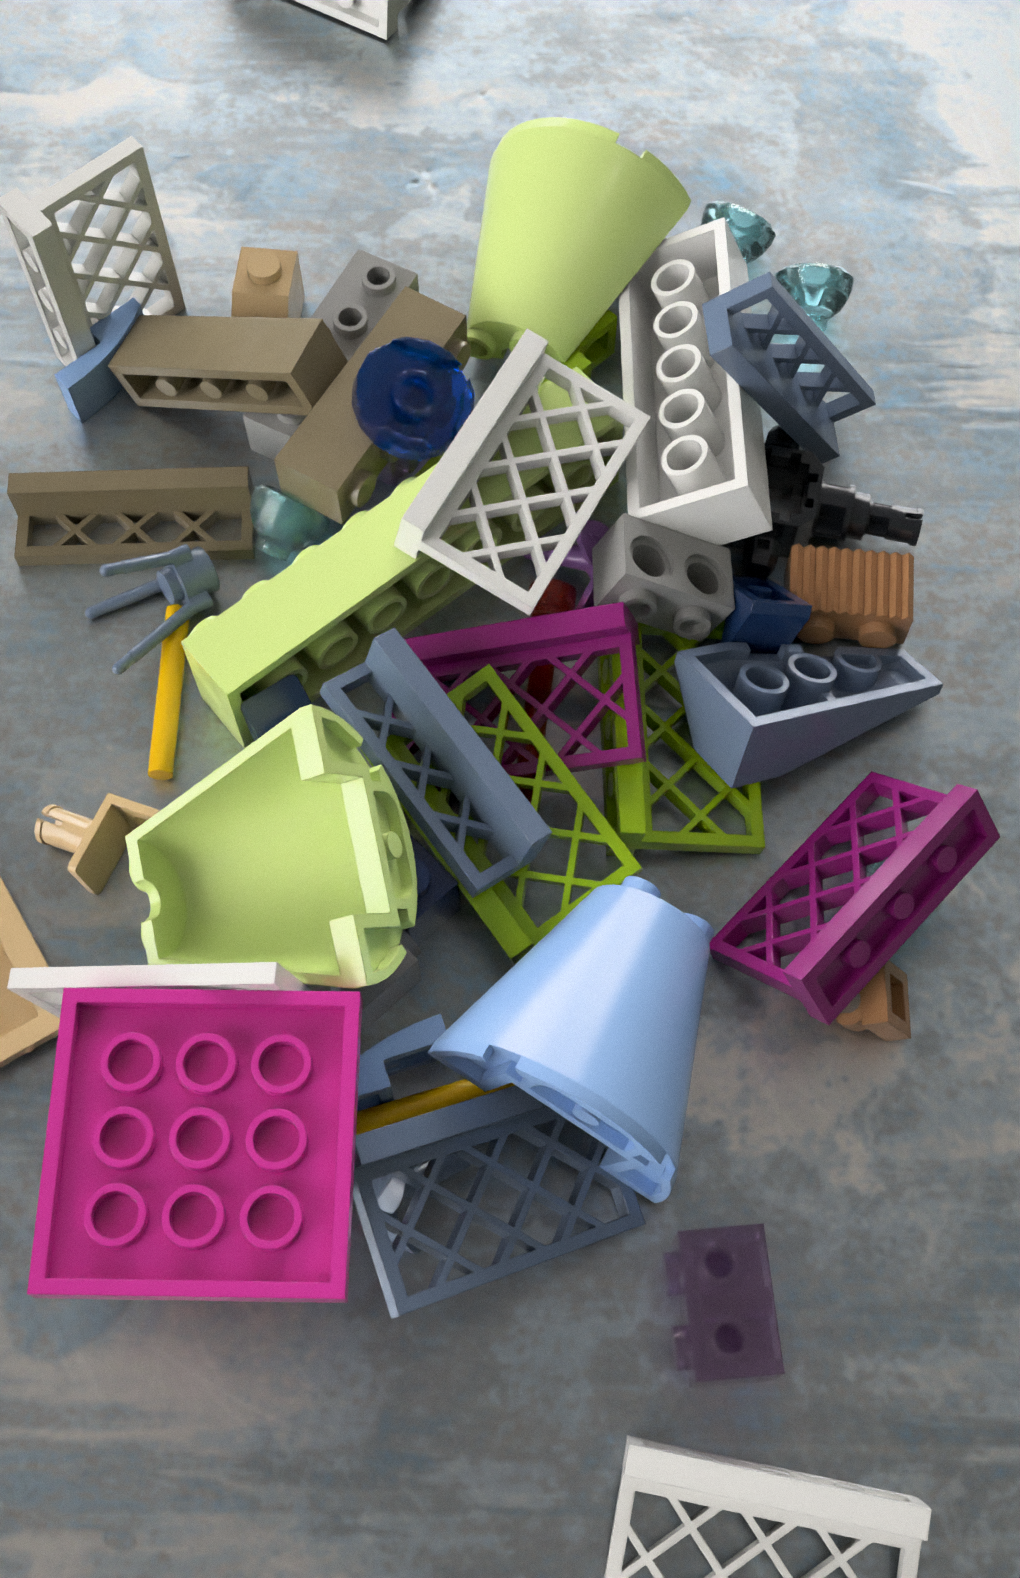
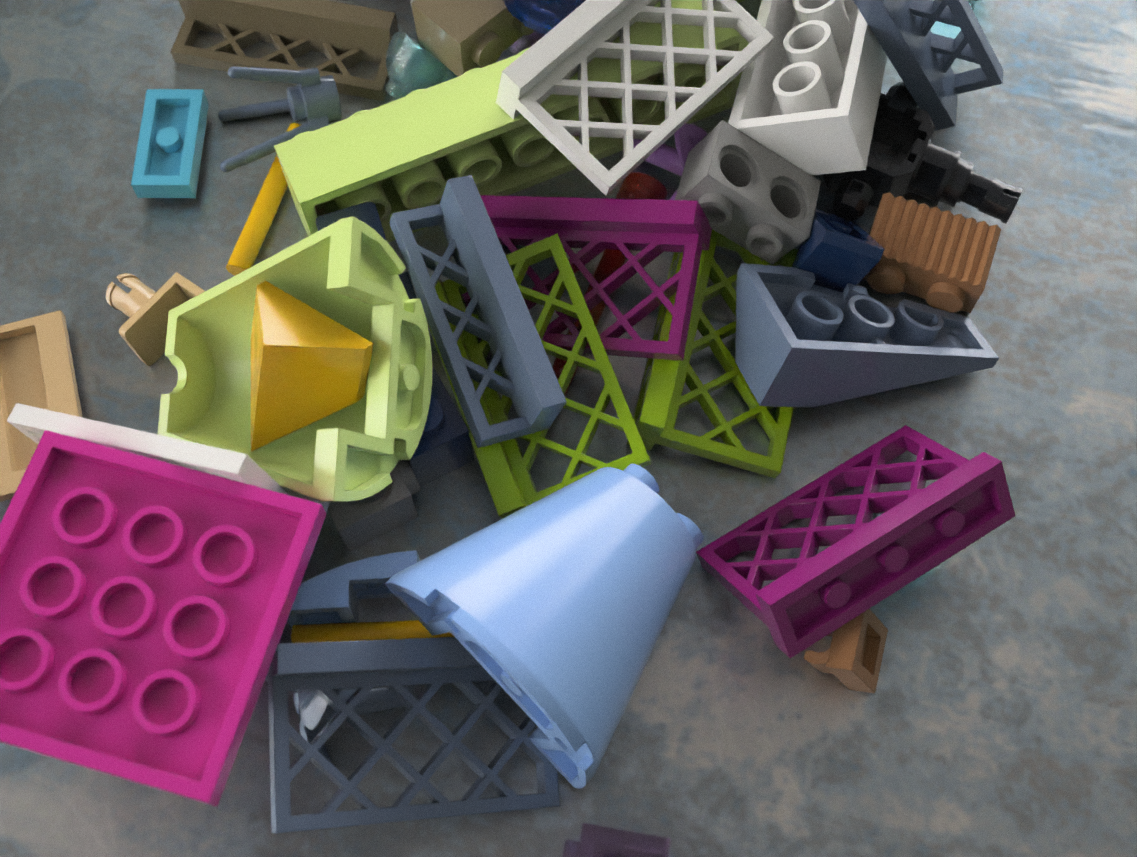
camera: 15 degrees right, 0 degrees up
(48, 657) = (170, 143): none -> medium azure plate
(280, 860) = (300, 365): none -> yellow slope

